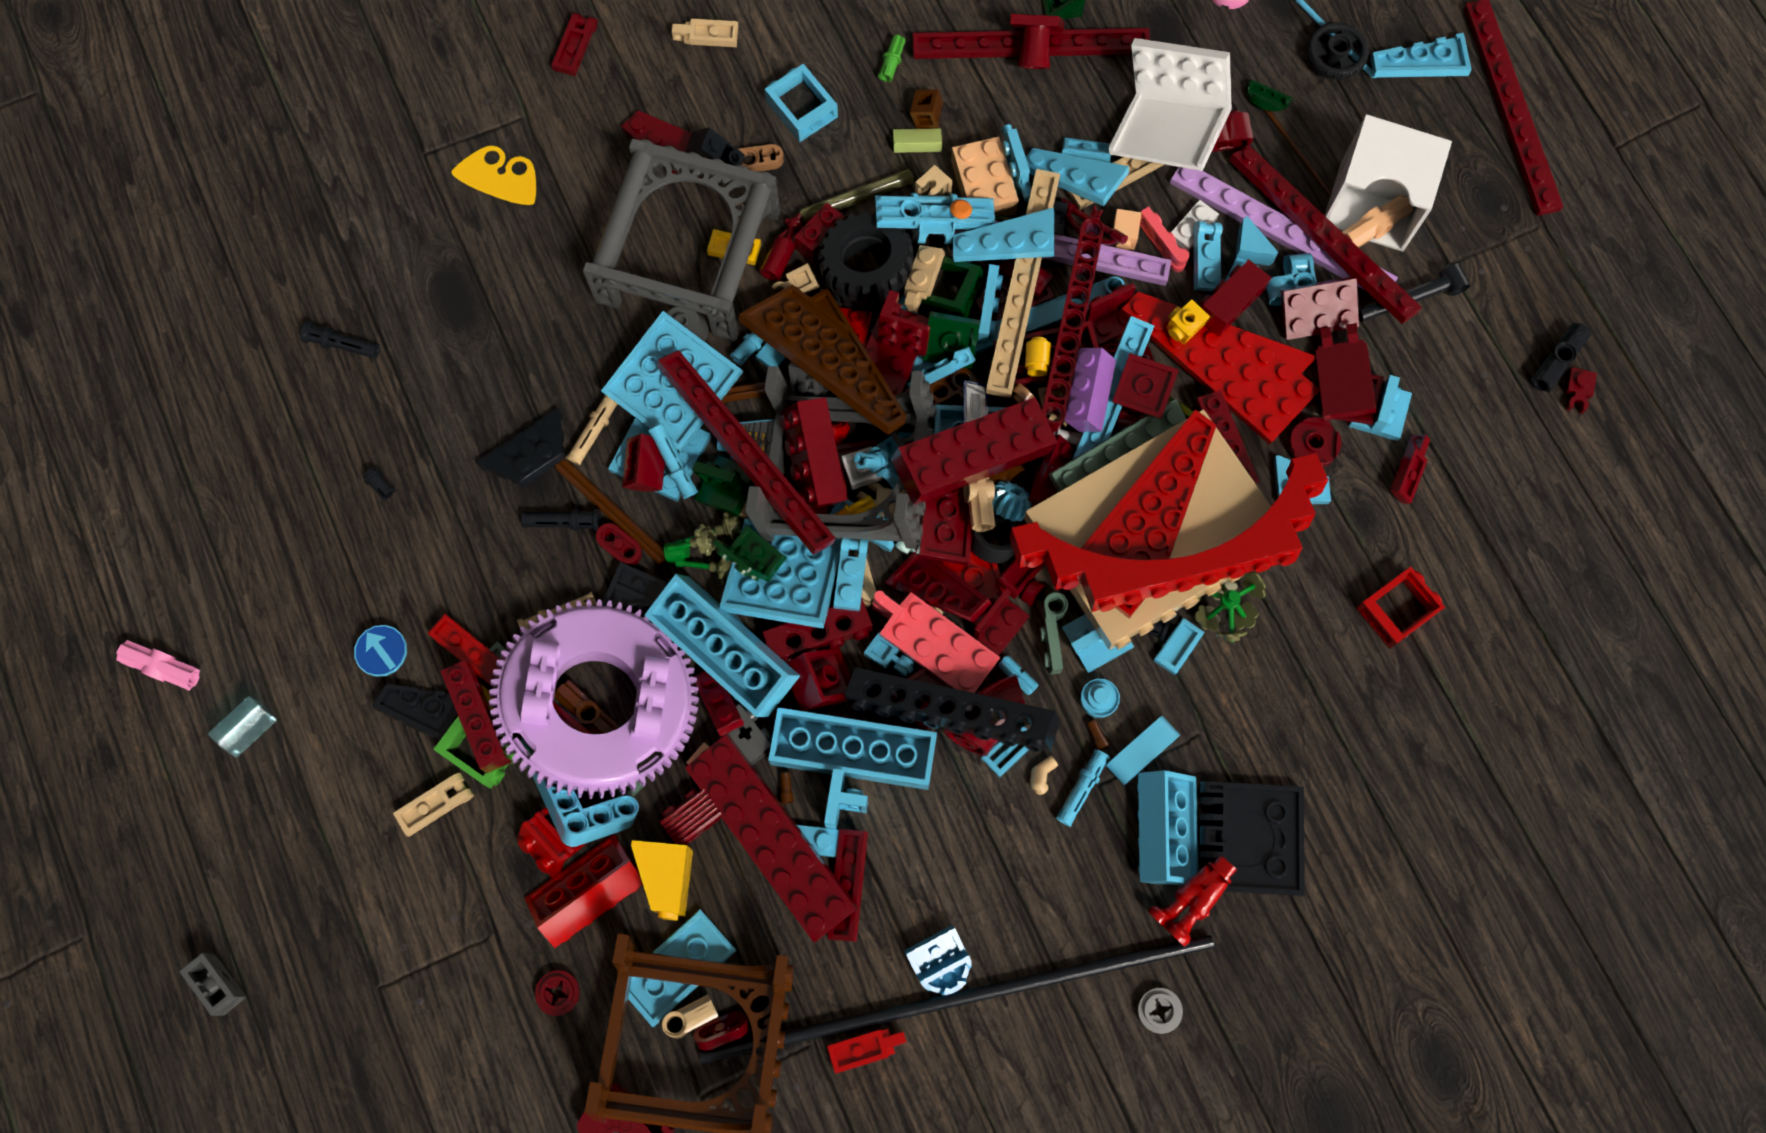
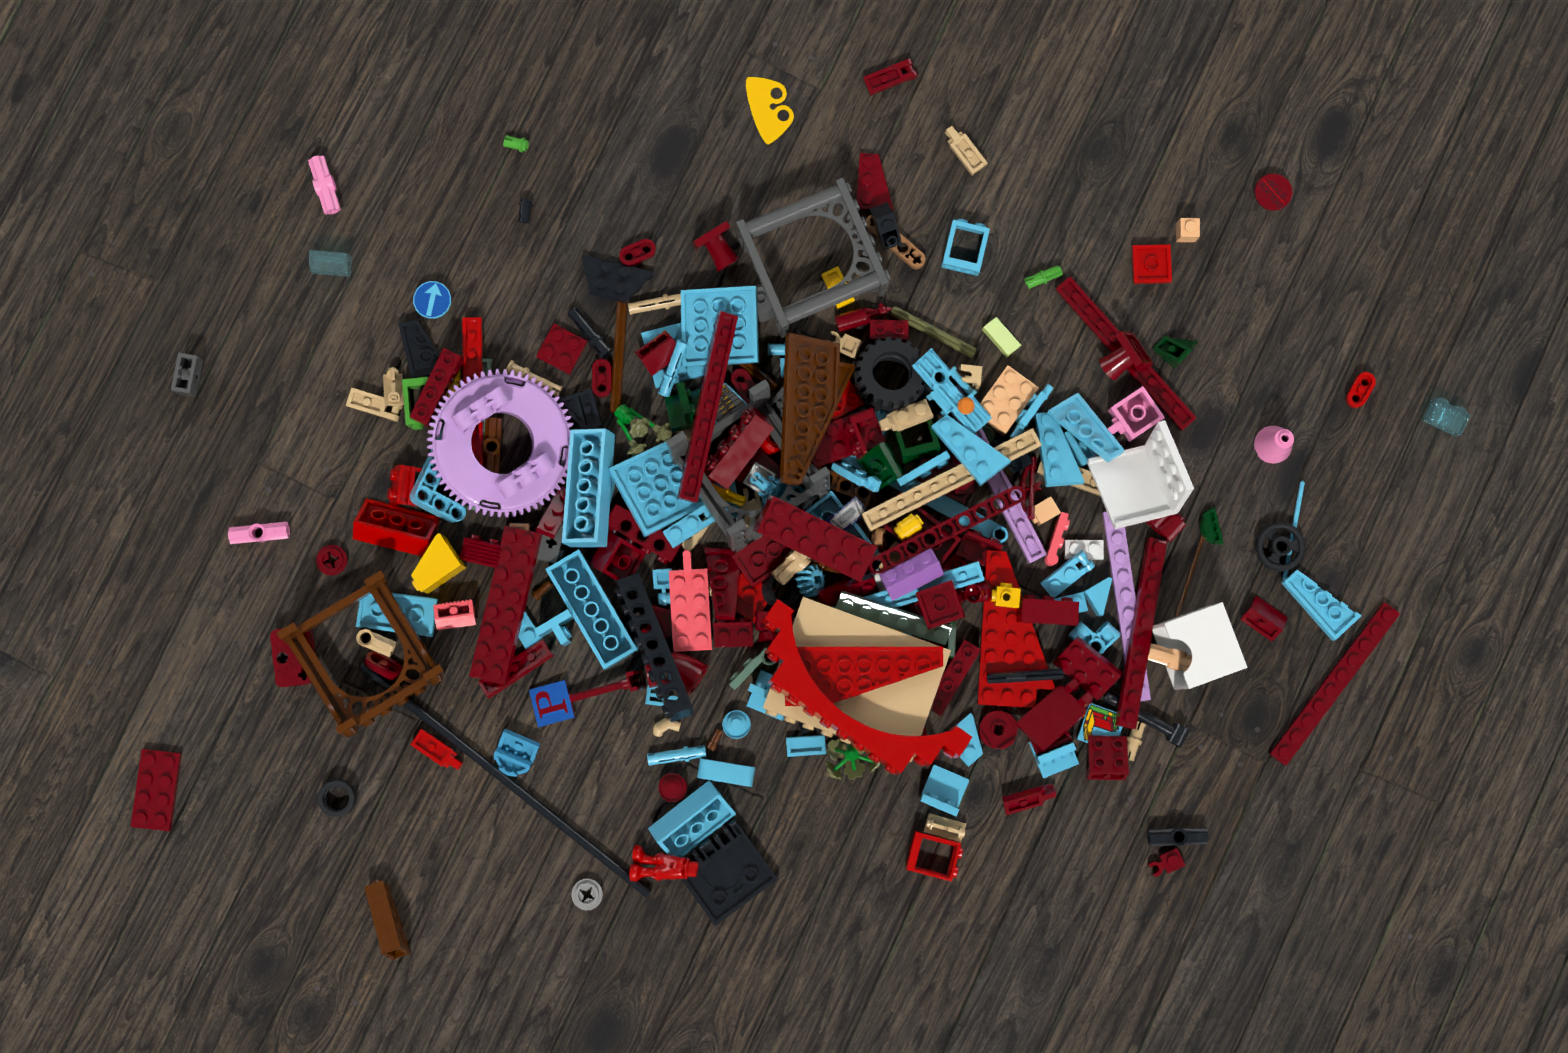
camera: 45 degrees right, 10 degrees up
(304, 436) = (516, 143): none -> bright green pin
(328, 336) = (585, 103): black pin -> none
(433, 767) = (393, 387): none -> tan hinge
(445, 1065) = (271, 531): none -> bright pink piece
(522, 408) = (637, 252): none -> dark red plate
(552, 562) = (561, 349): none -> dark red plate
(589, 322) = (717, 246): none -> dark red plant
(733, 902) = (454, 614): none -> coral brick
(752, 555) = (651, 461): dark green bracket -> none
(755, 408) = (742, 387): none -> dark red plate
(918, 872) = (554, 702): none -> piece
(926, 108) = (1025, 326): reddish brown brick -> none
(1025, 681) = (712, 672): medium azure piece -> none
(1070, 127) = (1084, 424): none -> medium azure wing
(1100, 76) = (1134, 414): none -> bright pink hinge
(1114, 820) = (672, 787): none -> dark red plate
(1155, 350) = (978, 592): none -> dark red wheel
(1281, 371) = (1023, 676): none -> black axle
(1338, 544) = (944, 790): none -> medium azure bracket
(1378, 573) = (945, 827): none -> tan hinge
(1390, 345) = (1098, 722): none -> tile
(1405, 113) = (1264, 619): none -> dark red panel
(1429, 359) = (1107, 758): none -> dark red bracket
(1431, 327) = (1134, 740): none -> tan pin

